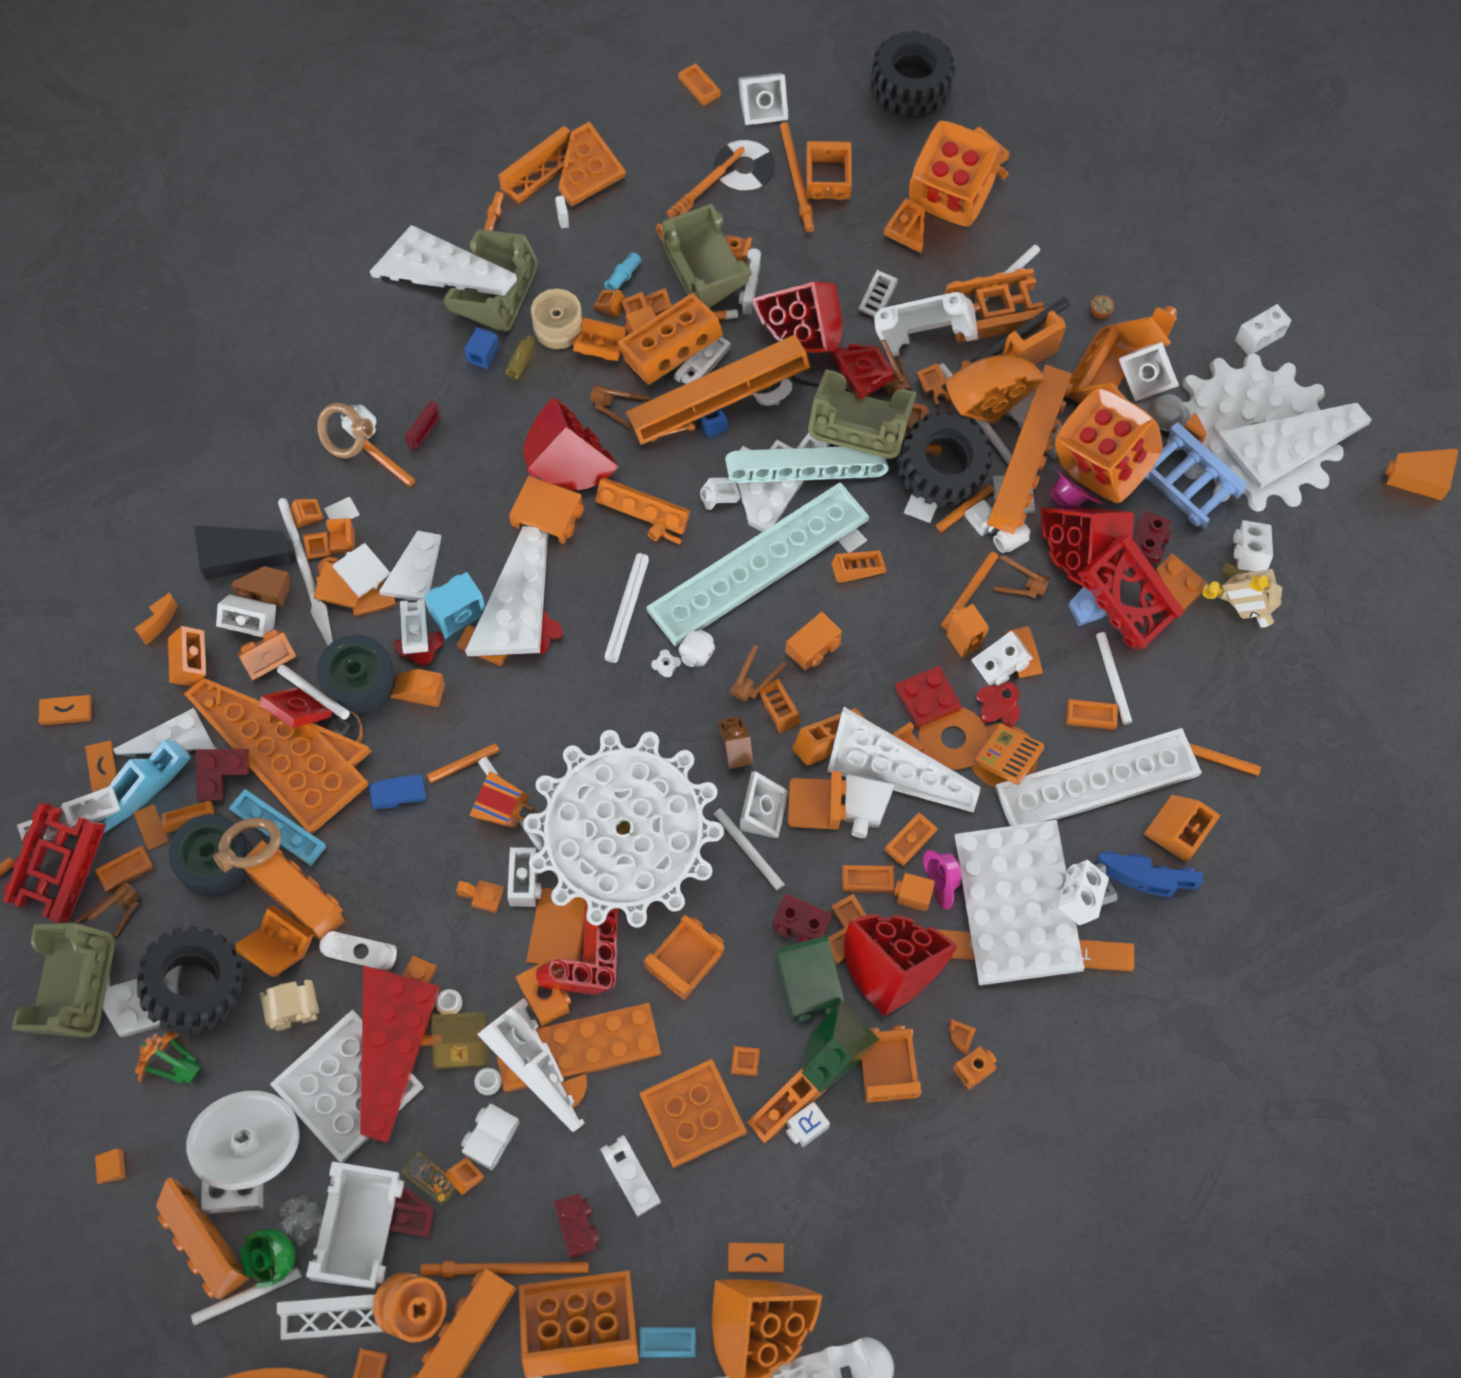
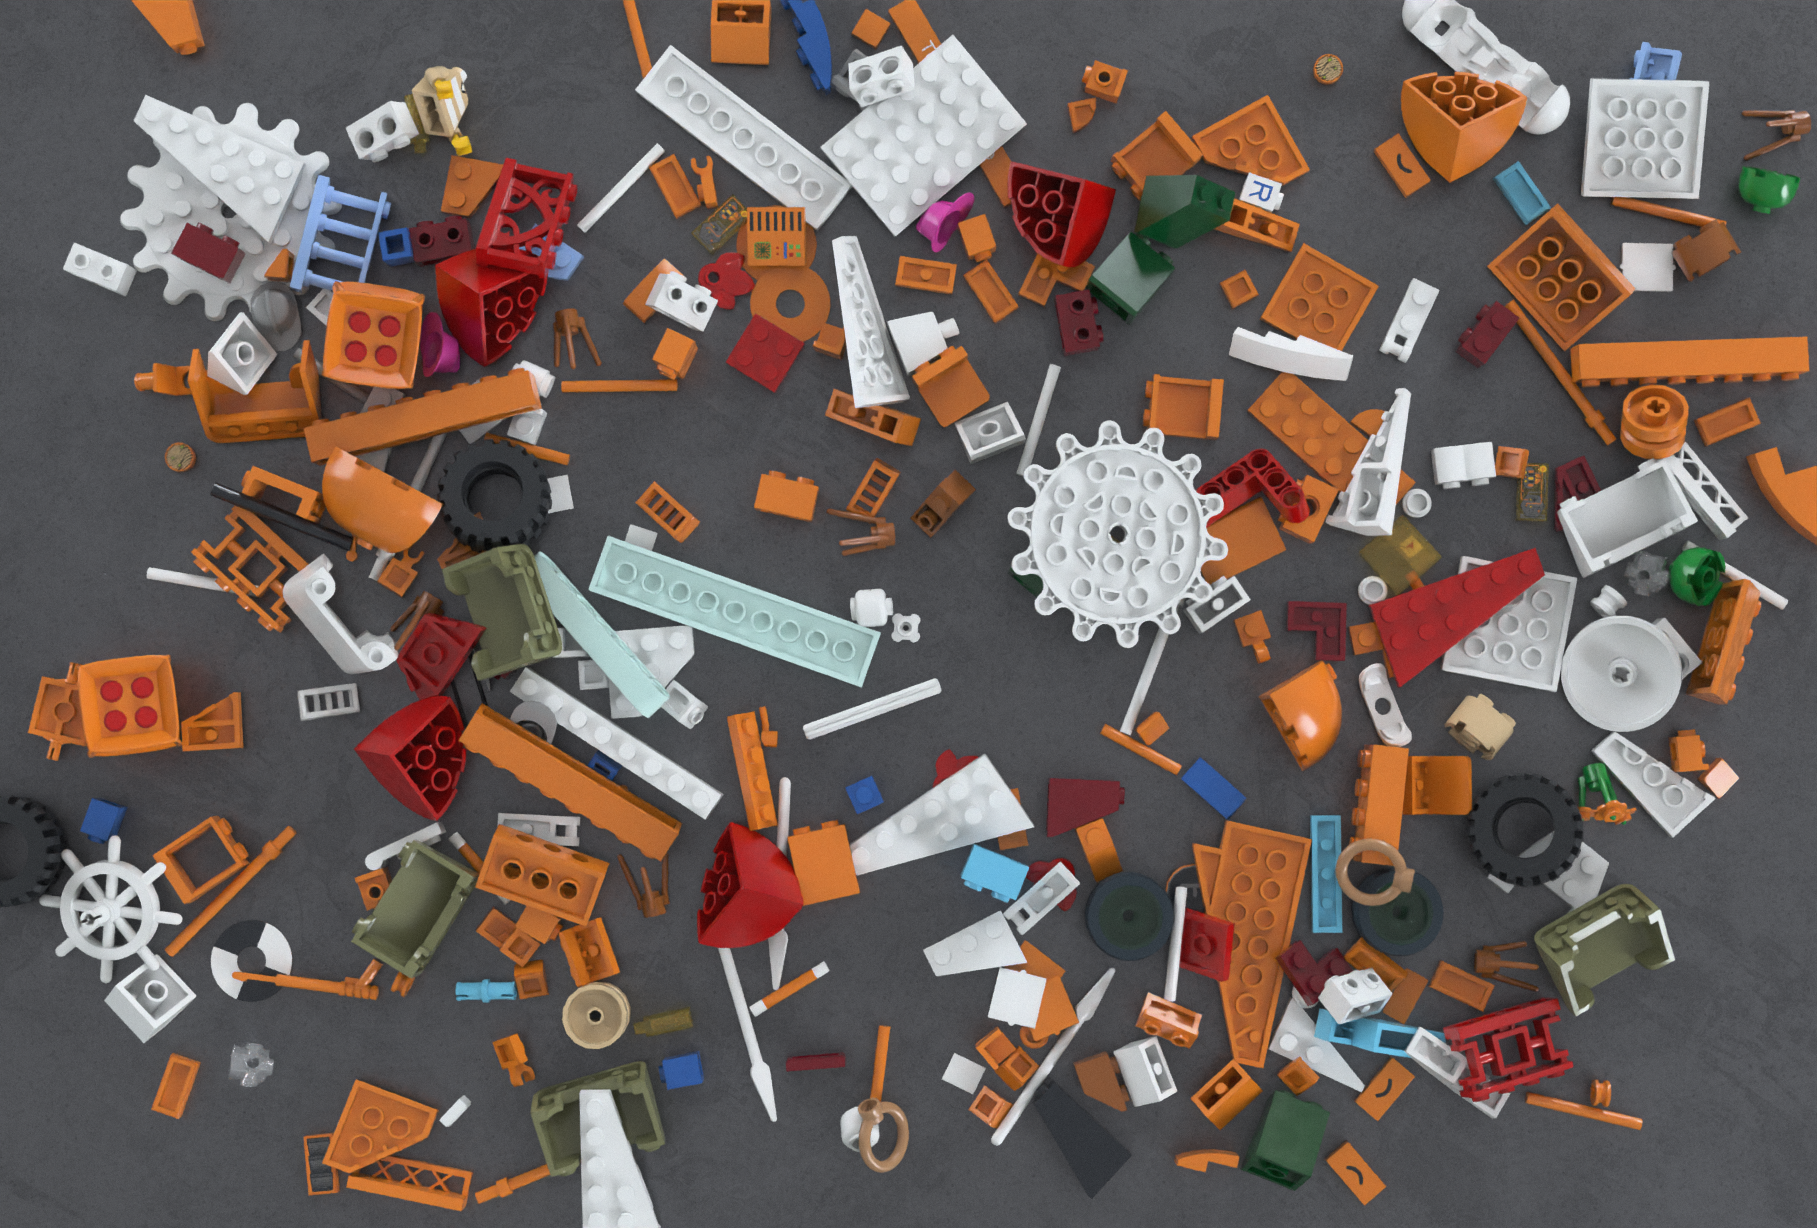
camera: 120 degrees left, 20 degrees up
(125, 676) = (1286, 1140): none -> dark green slope
(141, 1111) = (1658, 789): none -> white wing
(146, 1153) = (1687, 752): none -> orange brick
(159, 714) = (1298, 1076): none -> orange tile
(178, 781) = (1354, 995): none -> white brick
(303, 1173) = (1608, 602): none -> white wheel
(399, 886) = (1307, 712): none -> orange brick
(445, 394) = (759, 1071): none -> white piece
(454, 951) = (1327, 621): none -> dark red plate
(459, 695) = (1080, 802): none -> dark red slope
(472, 778) = (1152, 728): none -> orange slope
(482, 443) = (790, 988): none -> orange bar
(501, 802) = (1159, 676): torso -> none
(517, 455) = (779, 941): none -> white piece
(572, 562) = (864, 794): none -> blue brick
(573, 262) = (512, 1056): none -> orange plate
(579, 119) = (320, 1177): none -> tile
(661, 1064) = (1295, 357): none -> white slope
(680, 122) = (242, 1072): none -> clear brick
(722, 437) = (619, 744): none -> white brick
(834, 105) = (110, 909): none -> white piece
(851, 1148) = (1253, 143): none -> orange plate
(872, 1252) = (1328, 69): none -> tile
(894, 135) = (103, 820): none -> blue brick
(1043, 725) = (721, 224): none -> tile
(1077, 733) = (706, 190): none -> orange plate
(1126, 923) = (871, 29): none -> orange tile
(1164, 503) = (396, 247): none -> blue brick
(1233, 390) = (209, 252): none -> dark red brick

